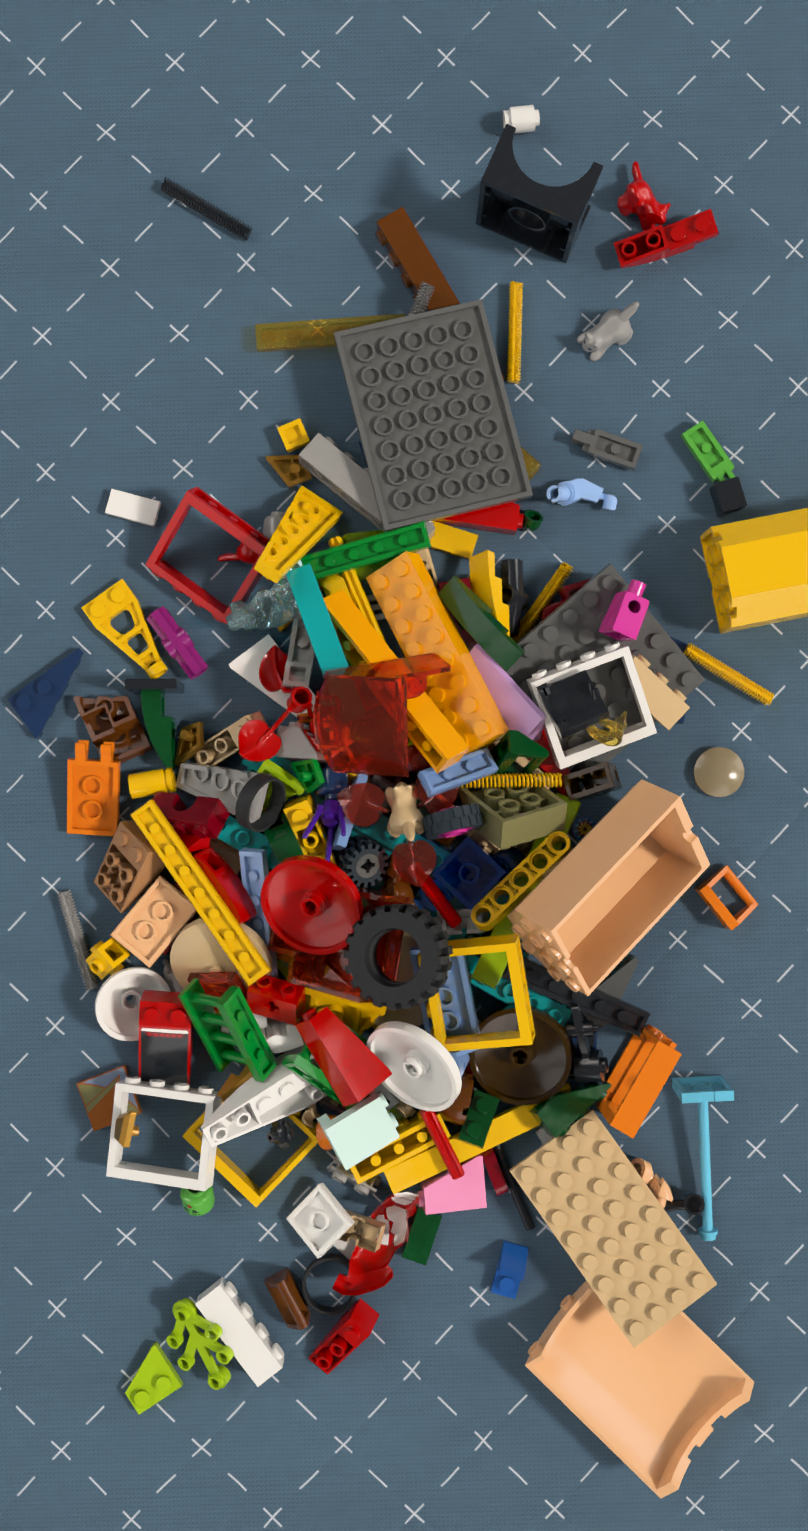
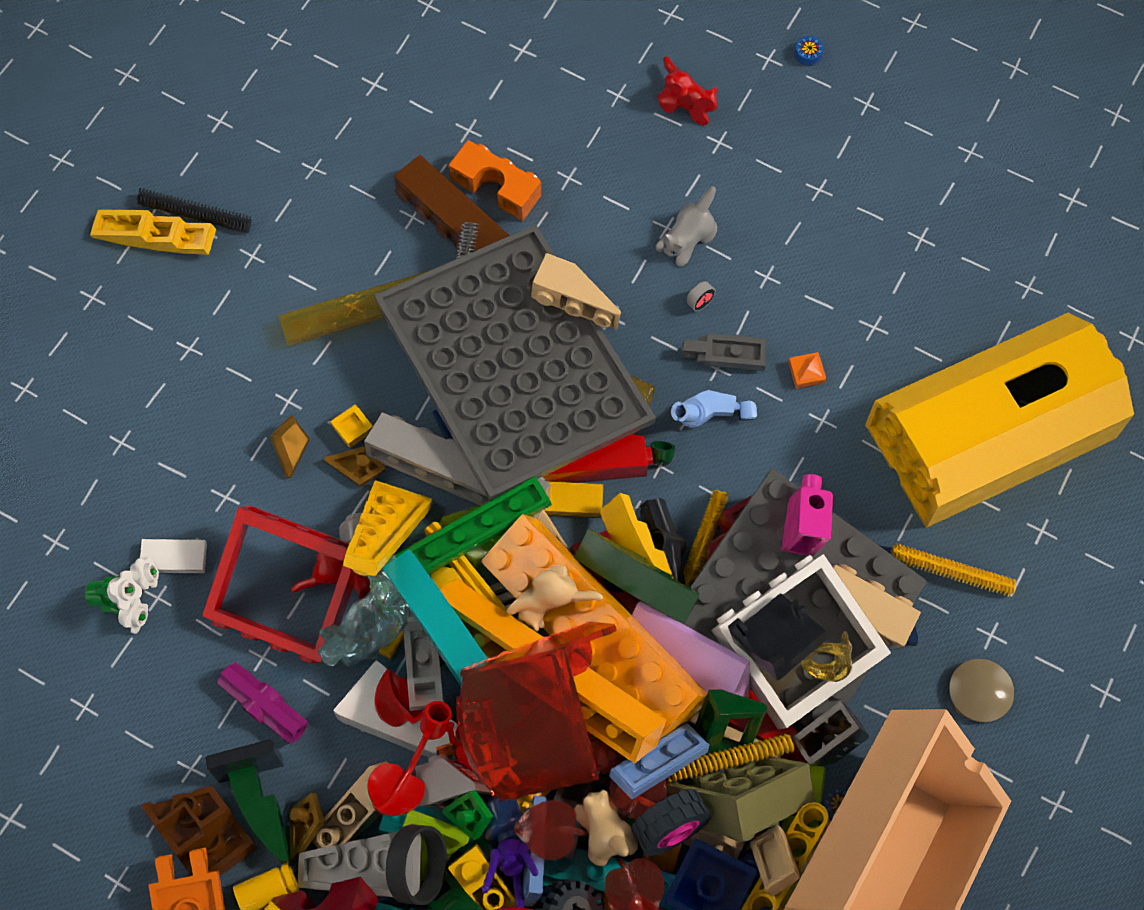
camera: 15 degrees left, 20 degrees down
(38, 699) = (96, 819): dark blue wing -> none
(87, 531) = (125, 592): none -> white plant
(111, 604) = (166, 680): yellow plate -> none
(168, 220) = (152, 232): none -> yellow slope
(241, 438) = (289, 444): none -> pearl gold piece
(411, 623) = (550, 590): none -> tan animal
(448, 227) = (477, 165): none -> orange arch
(490, 364) = (568, 288): none -> tan slope
(515, 326) = (578, 241): yellow axle -> none
(520, 868) = (775, 860): none -> tan tile
(522, 118) = (527, 44): white brick -> none
(532, 212) = (565, 121): black piece -> none
(600, 393) = (700, 296): none -> light grey tile
(666, 241) = (724, 126): red slope -> none
(667, 479) = (807, 370): none -> orange tile
(708, 452) = (846, 331): bright green hinge -> none
(717, 907) = (1038, 858): orange tile -> none
(728, 496) = (883, 371): black panel -> none
(760, 185) = (809, 50): none -> tile

